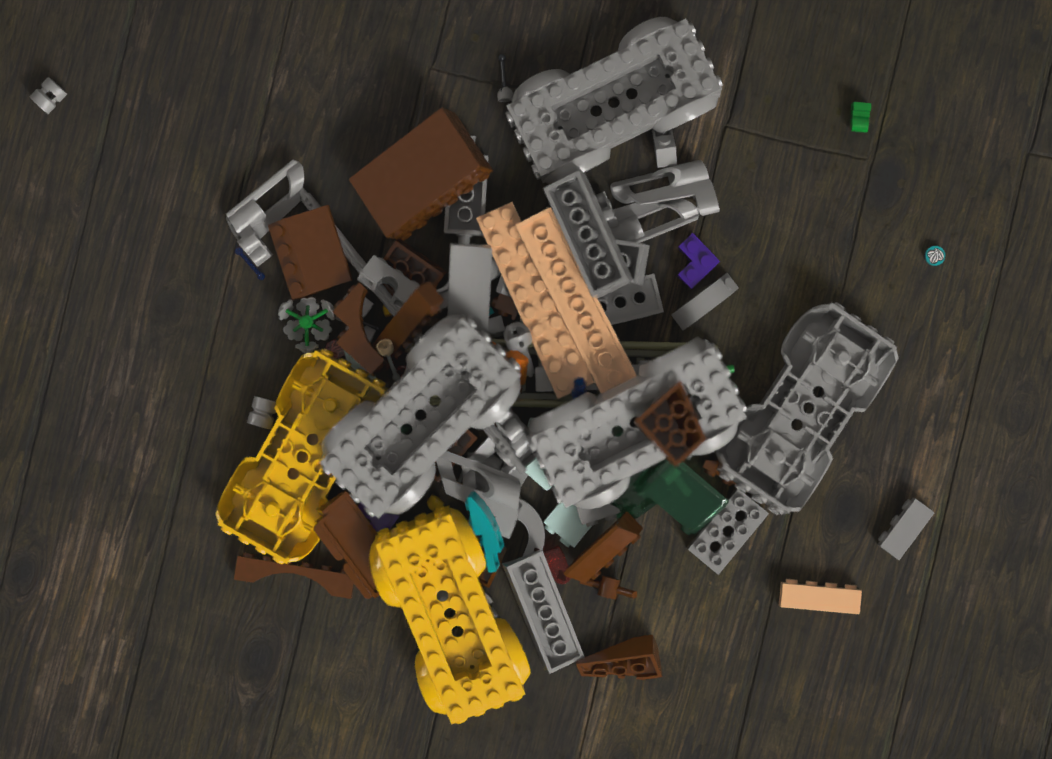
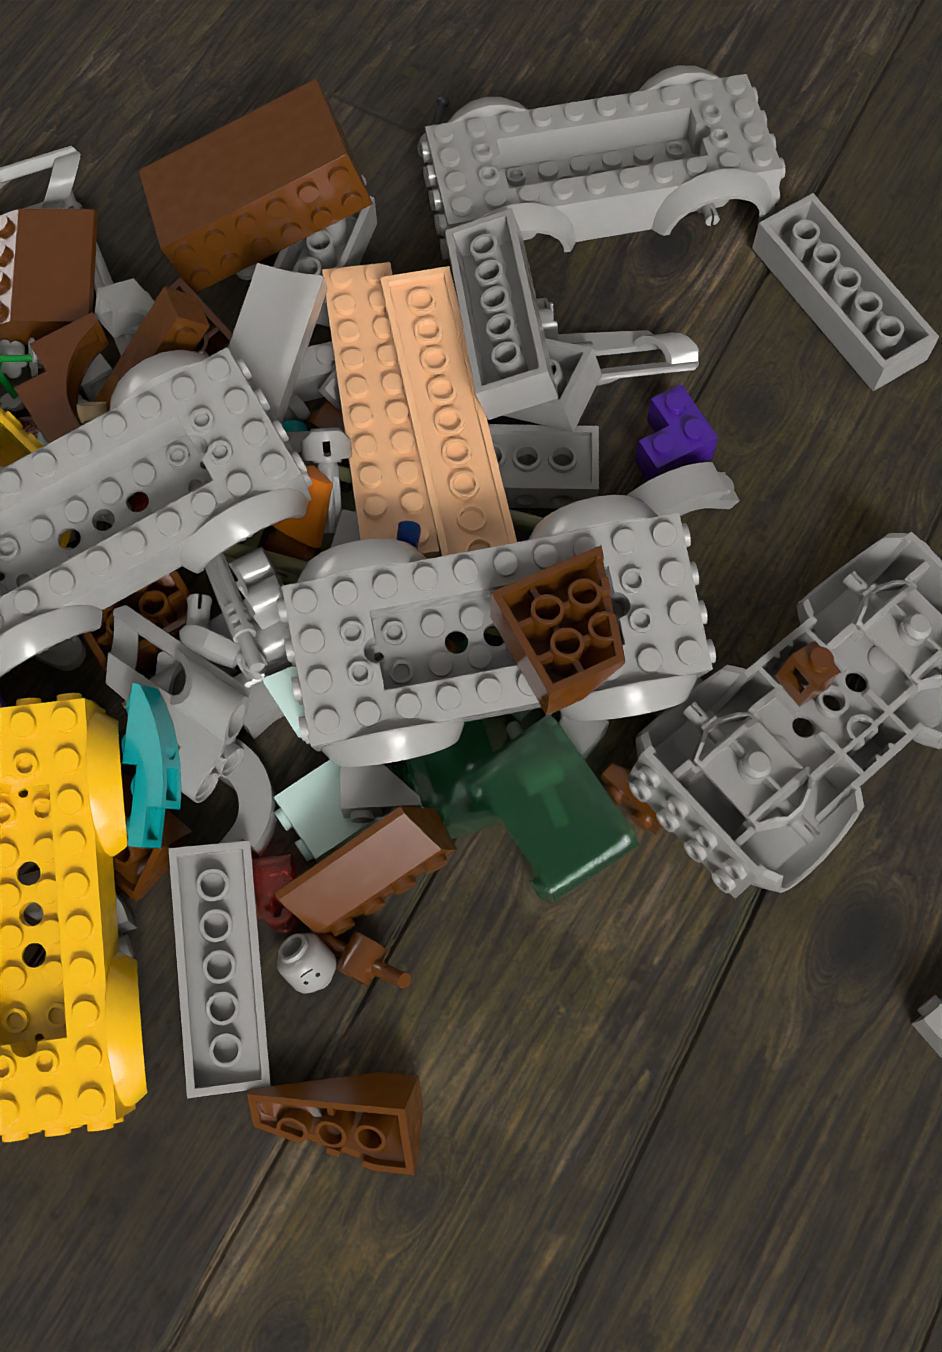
camera: 20 degrees right, 20 degrees down
(487, 457) = (210, 644): none -> light grey arm
(584, 597) = (306, 962): none -> light grey head
(664, 148) = (664, 262): light grey slope -> none
(685, 181) = (673, 310): light grey panel -> none
(740, 531) = (620, 883): light grey brick -> none
(770, 142) = (844, 292): none -> light grey brick
(793, 402) = (815, 665): none -> reddish brown brick
(820, 598) = (778, 1096): light nougat brick -> none

